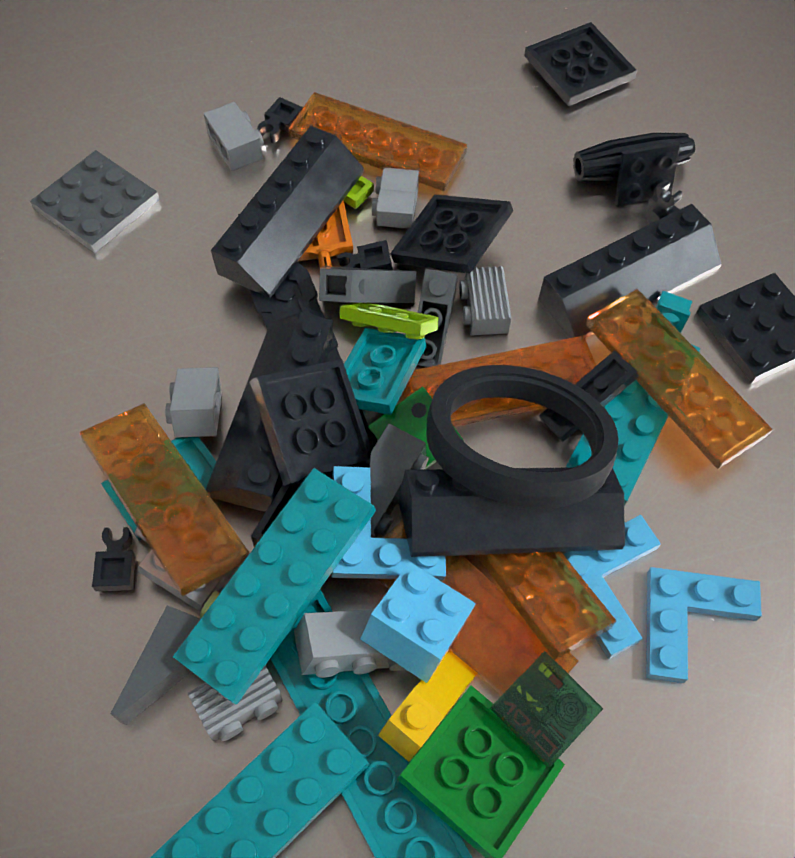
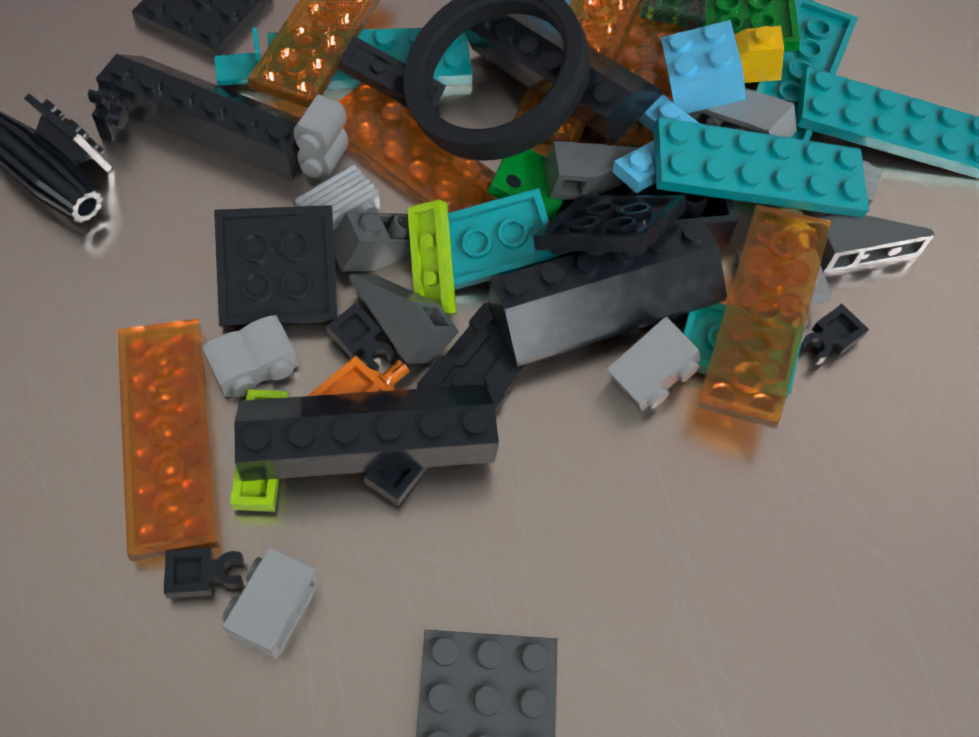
camera: 130 degrees left, 0 degrees up
(548, 308) = (321, 137): none -> light grey brick

